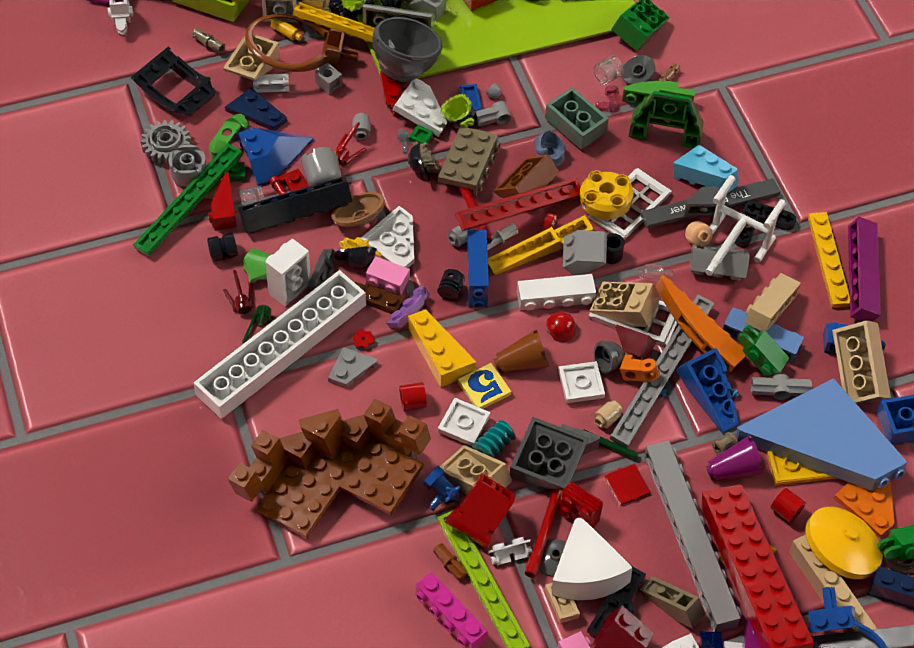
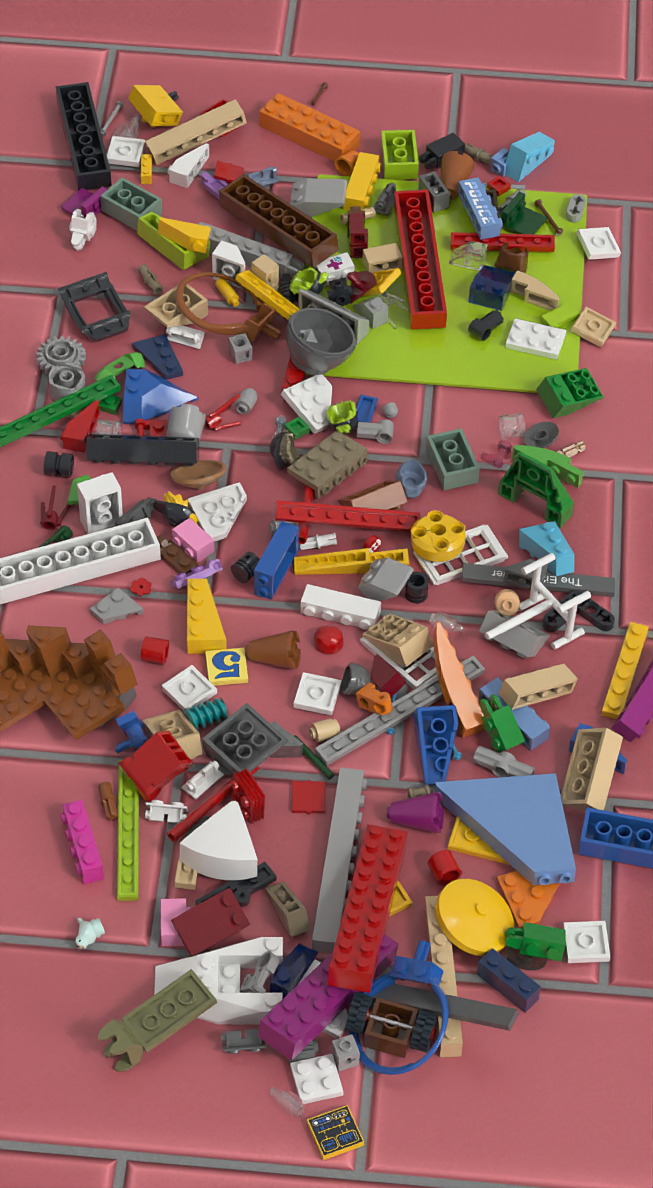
camera: 25 degrees right, 5 degrees down
(525, 506) = (203, 780): none -> white hinge

